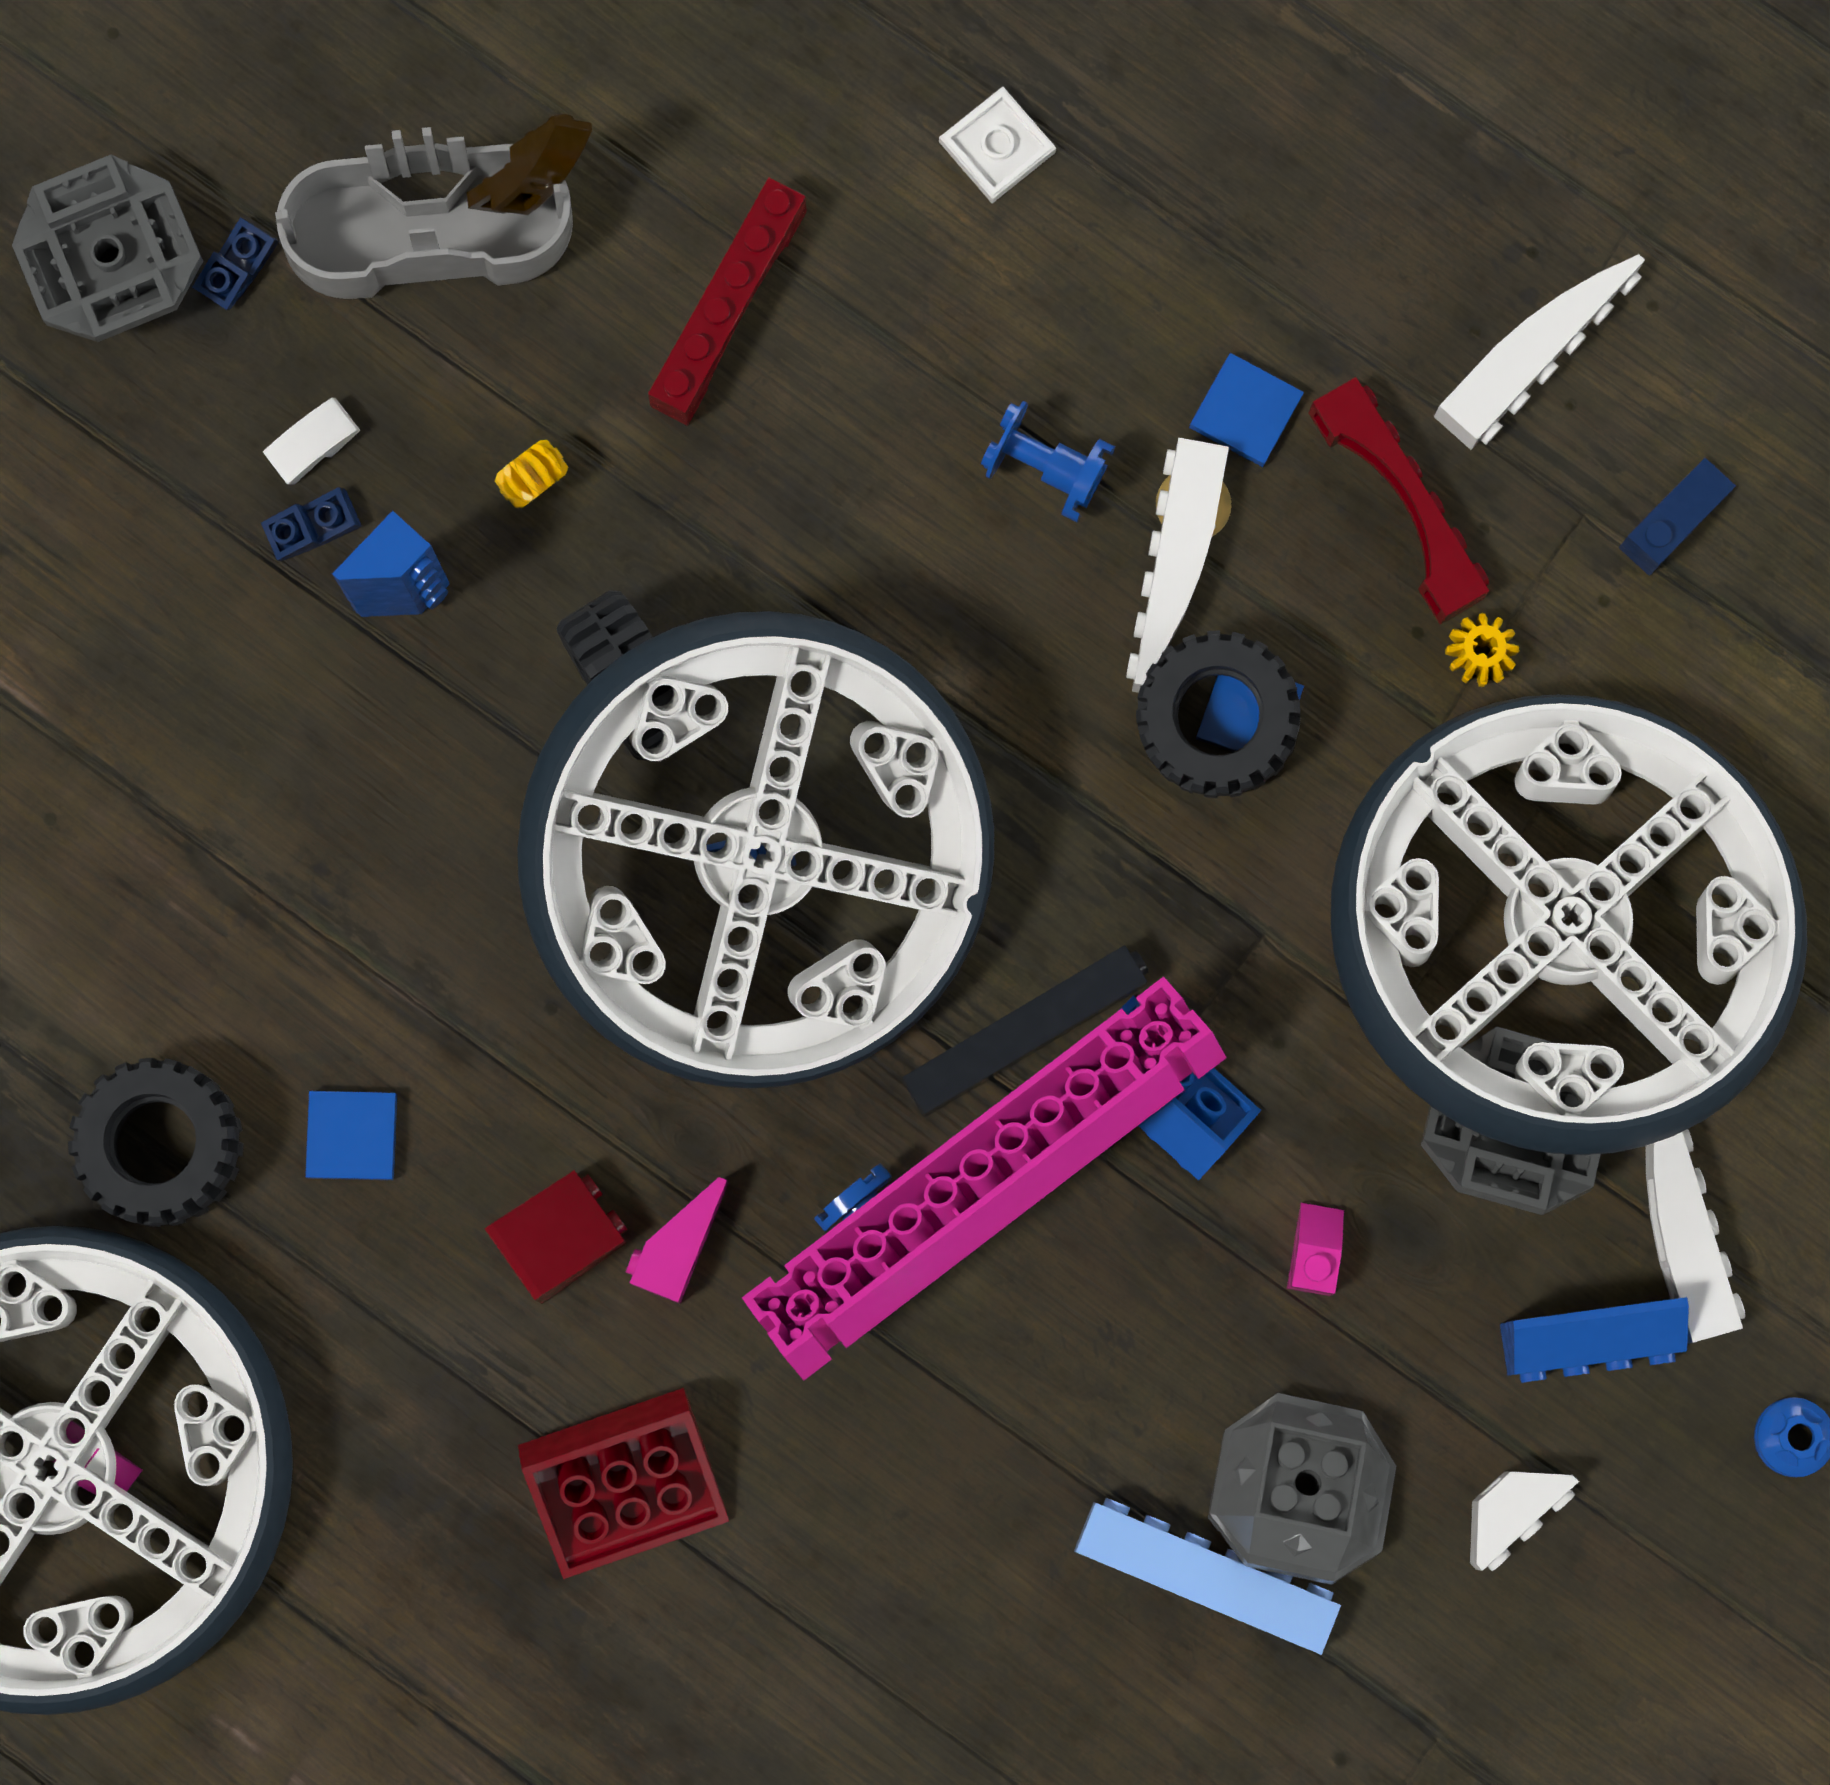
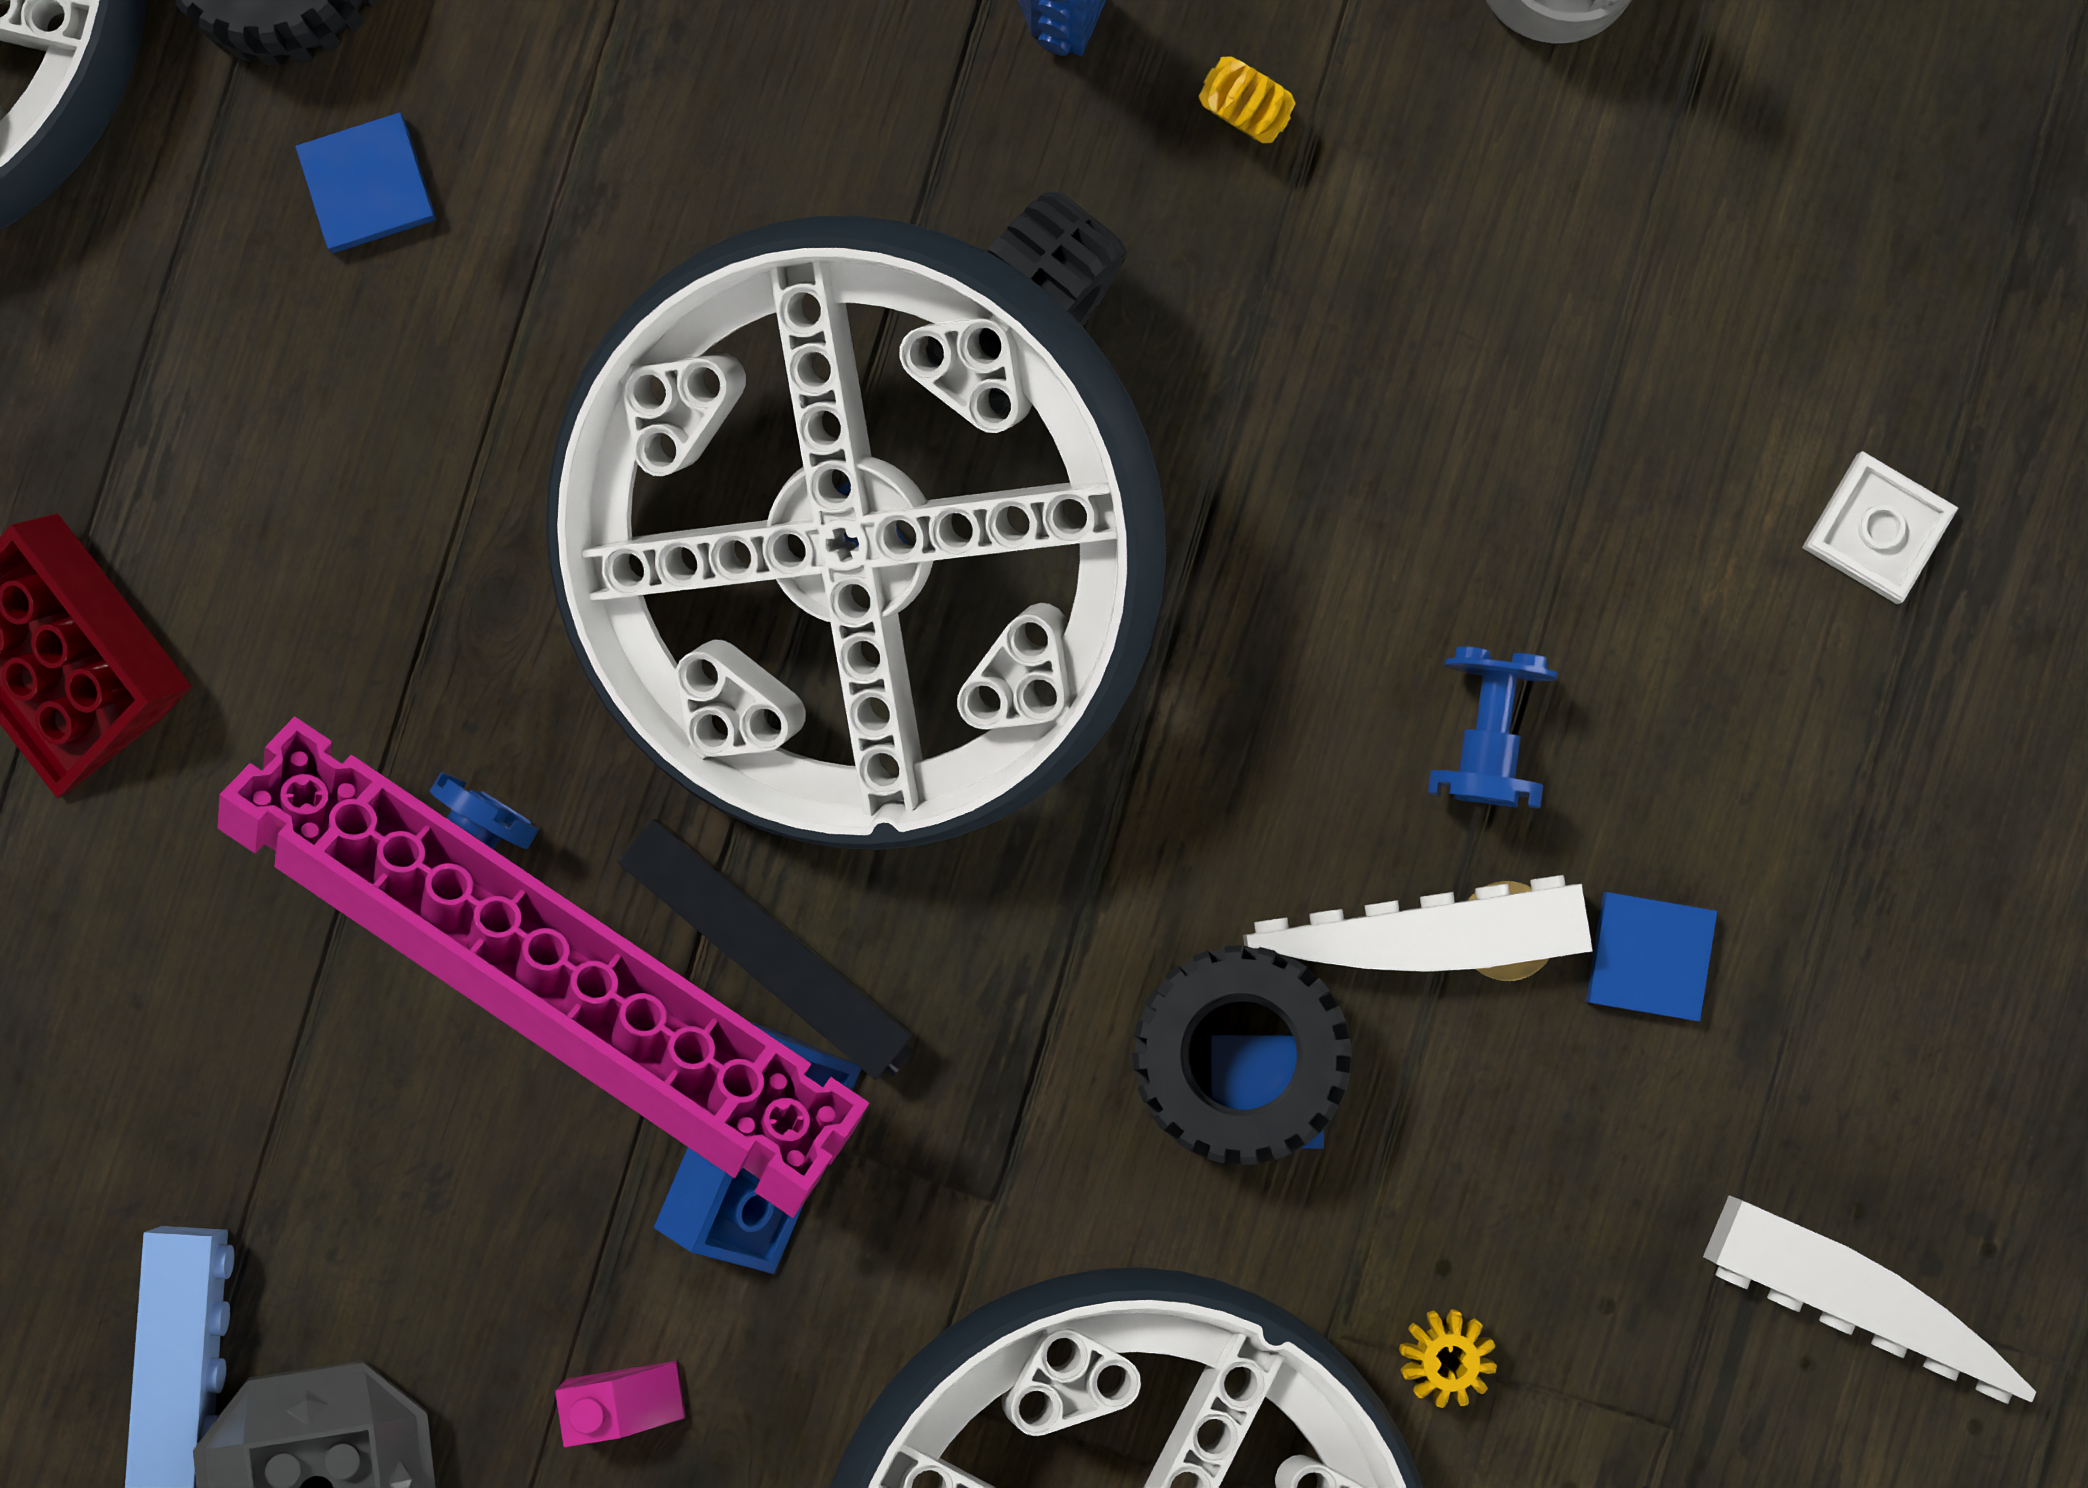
camera: 75 degrees right, 5 degrees up
(557, 1235) = (315, 468): dark red slope -> none
(673, 1251) = (344, 615): dark pink slope -> none
(707, 333) = (1632, 271): dark red arch -> none
(1351, 420) = (1683, 1097): dark red arch -> none

